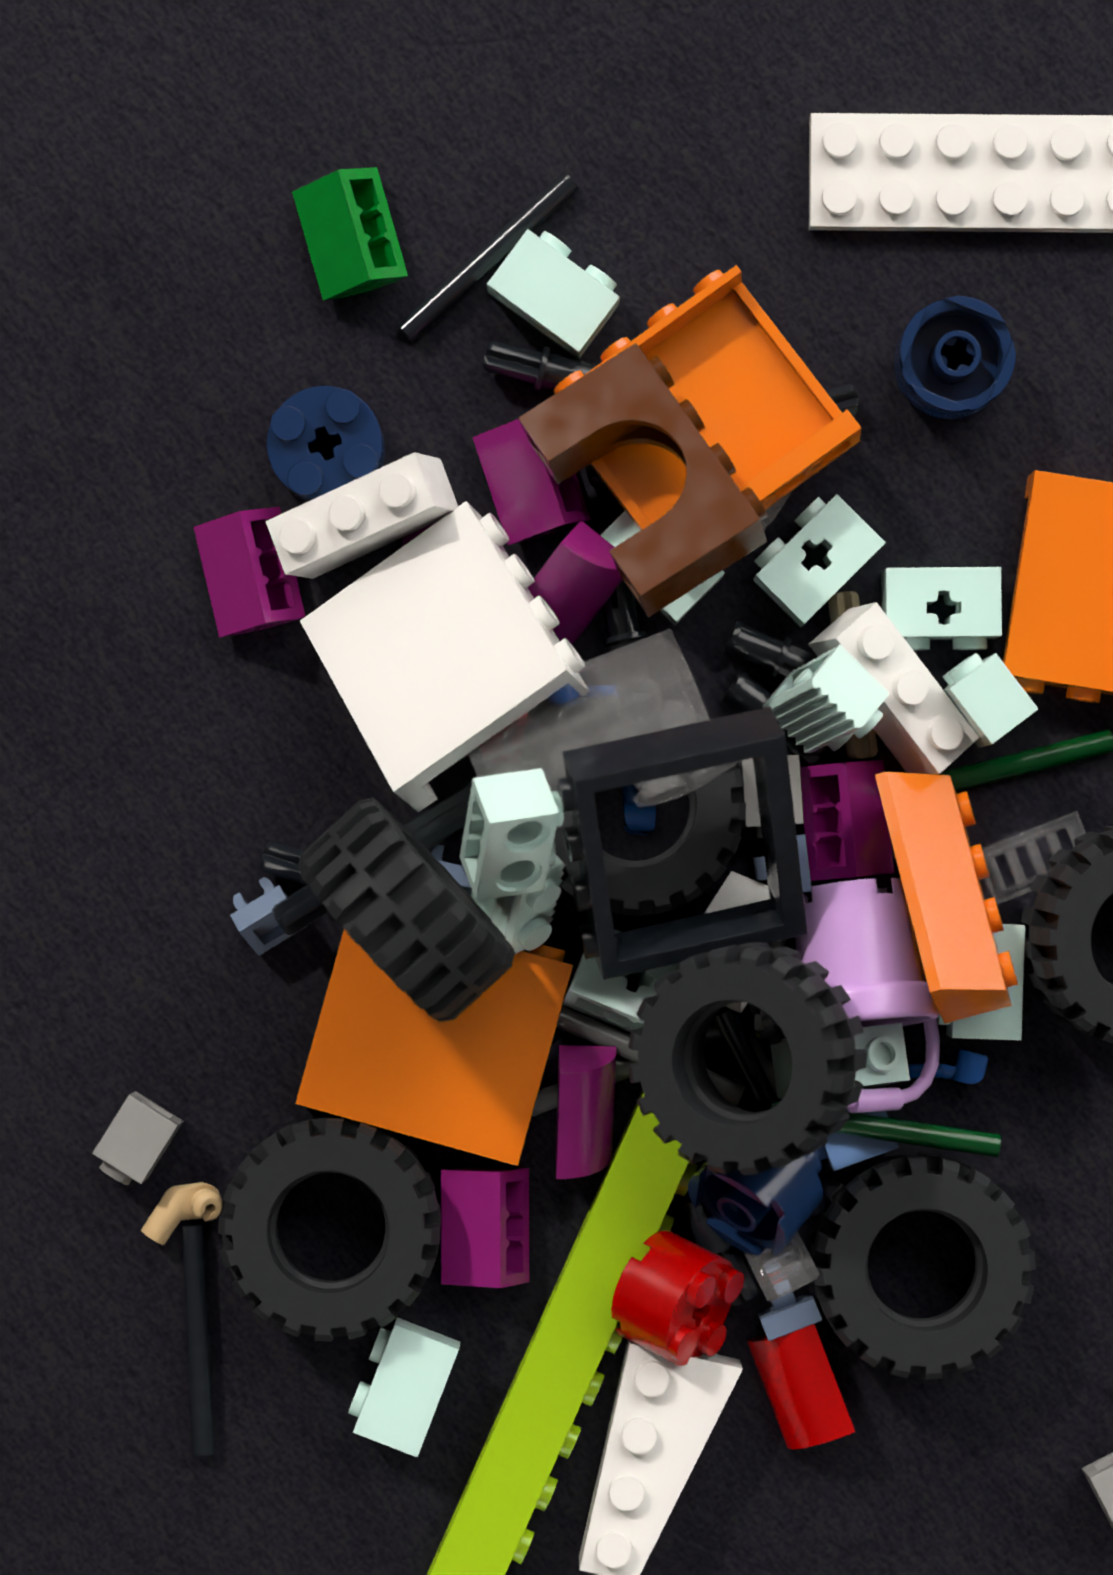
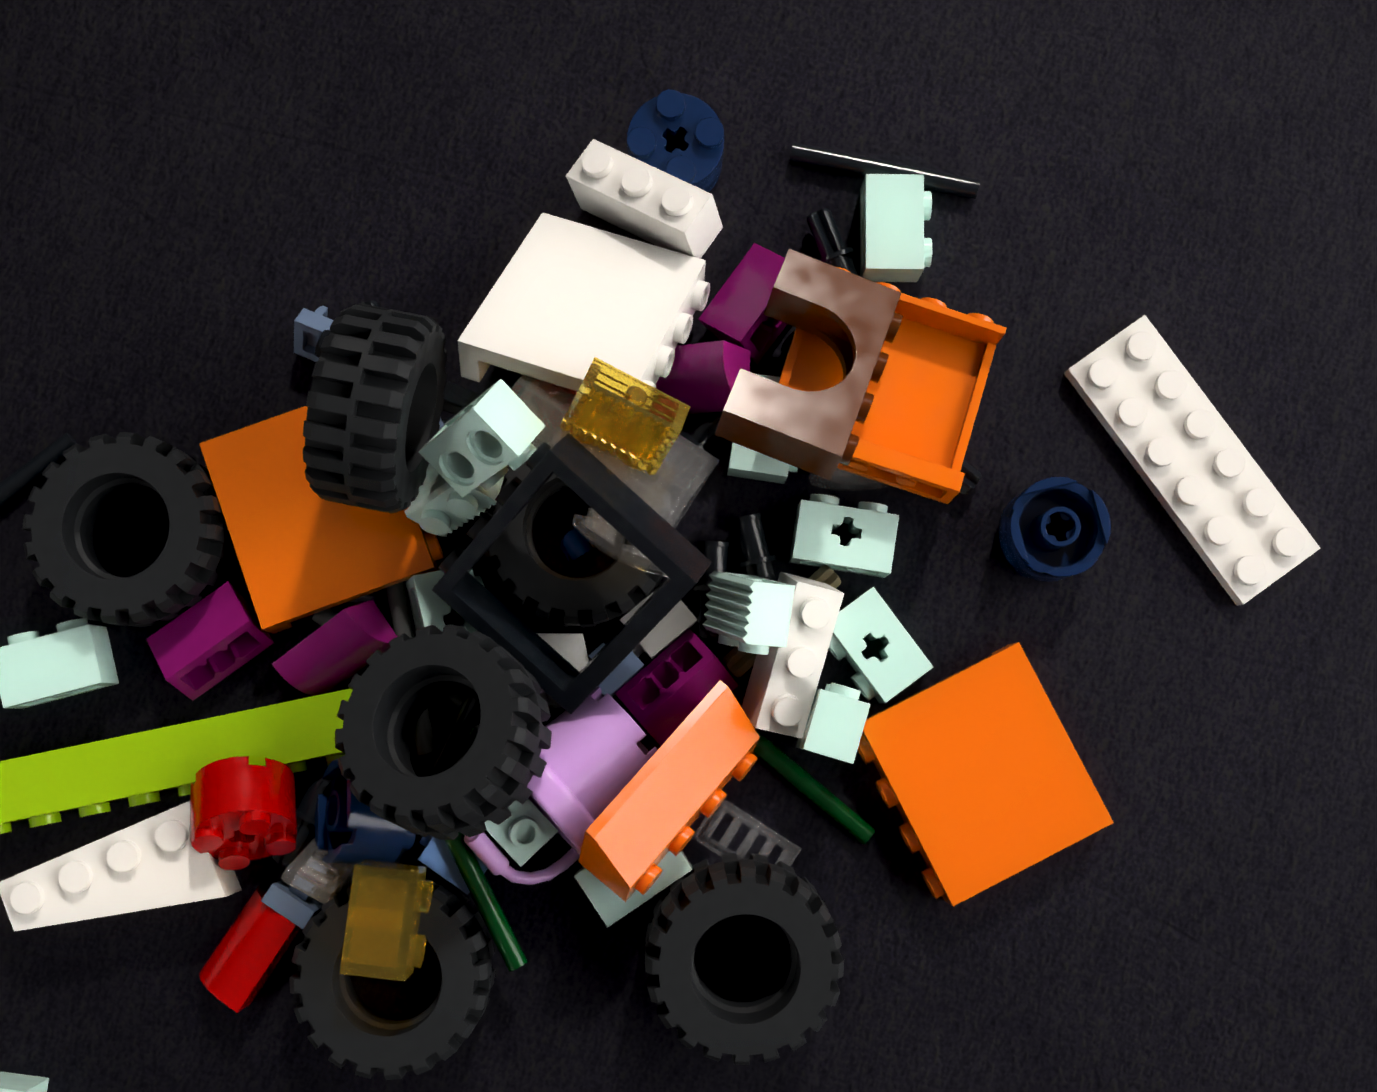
camera: 50 degrees right, 5 degrees down
(136, 1139) = (104, 356): light grey brick -> none
(179, 1204) = (78, 417): tan arm -> none
(246, 573) = (542, 160): magenta brick -> none
(349, 233) = (832, 66): green brick -> none
(584, 691) = (624, 417): none -> clear yellow brick
(874, 1231) = (385, 920): none -> clear yellow brick
(969, 1068) = (562, 904): blue hand -> none

